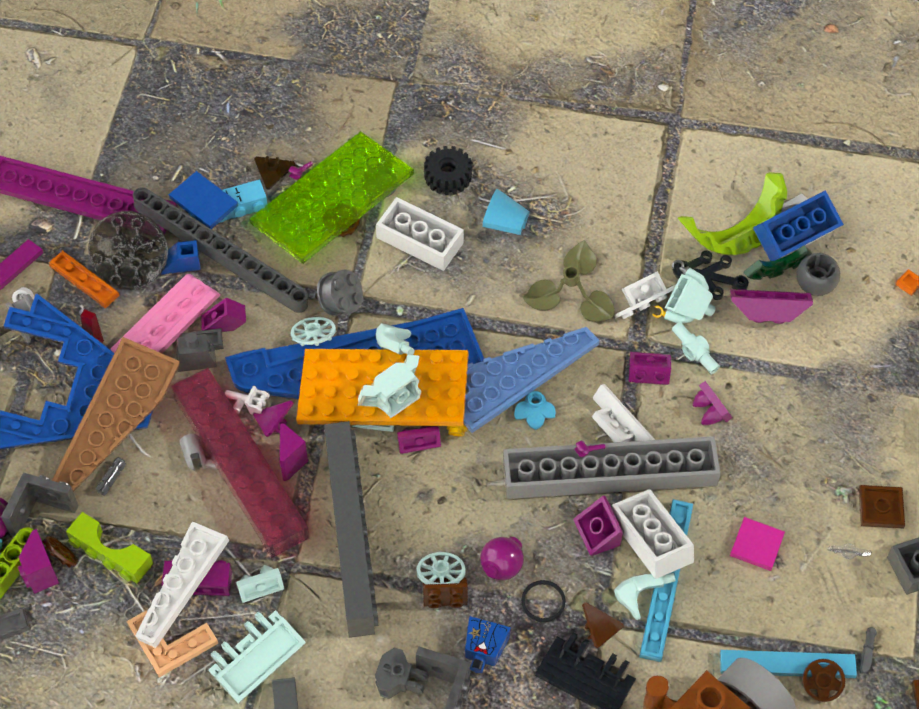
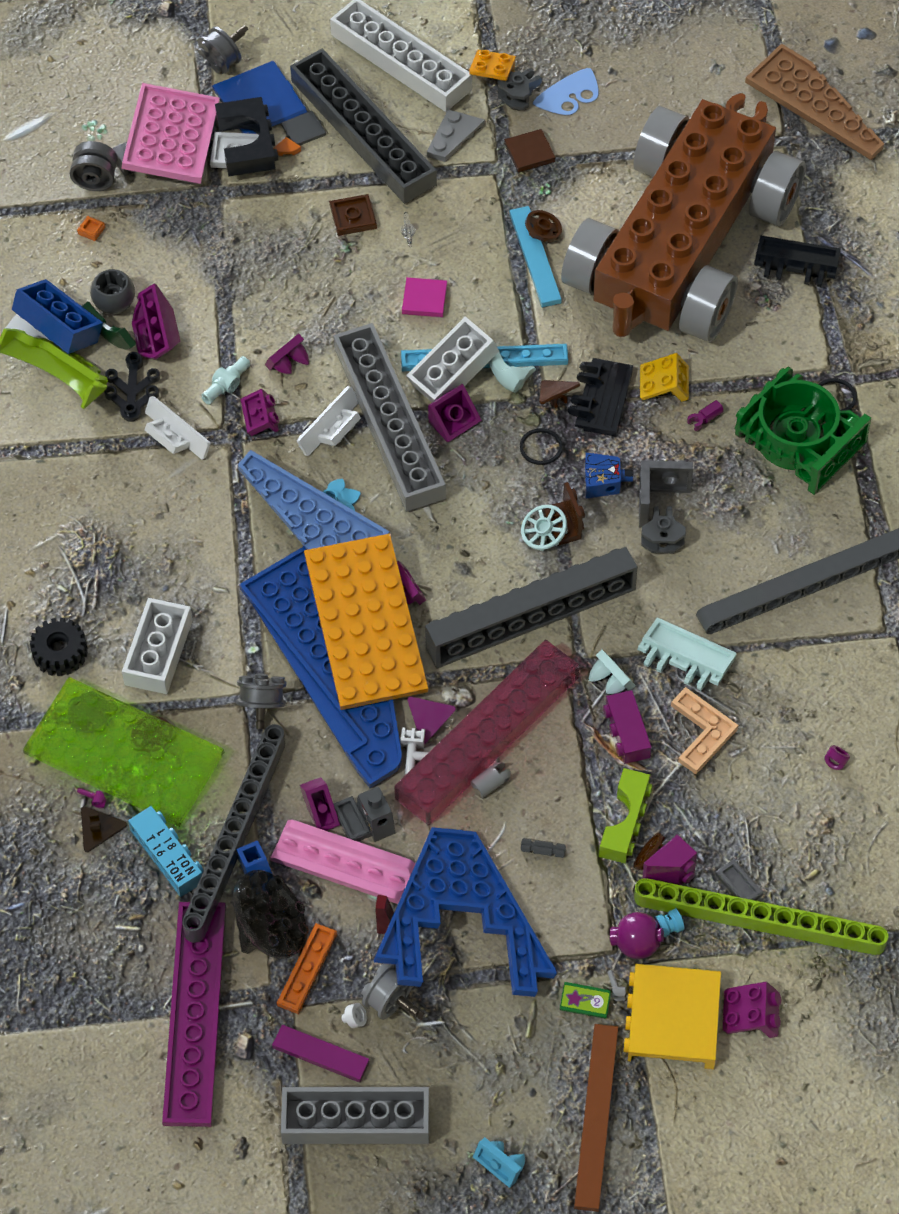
camera: 105 degrees left, 0 degrees up
(32, 490) = (604, 905): flat silver bracket -> none
(123, 399) = (446, 846): medium nougat wing -> none
(198, 553) = (629, 722): white wing -> none
(203, 200) = (176, 864): blue tile -> none
(292, 452) = (468, 682): magenta slope -> none
(313, 331) = (310, 712): light aqua wheel -> none
(393, 339) = (307, 631): light aqua animal -> none
(393, 388) = (375, 592): light aqua slope -> none
(502, 558) = (514, 480): magenta brick -> none
(505, 214) = (105, 575): medium azure slope -> none
(578, 260) = (197, 523): olive plant -> none
(582, 449) = (385, 430): magenta hand -> none
(689, 298) = (175, 389): light aqua torso -> none
(867, 653) = (499, 203): dark grey piece -> none

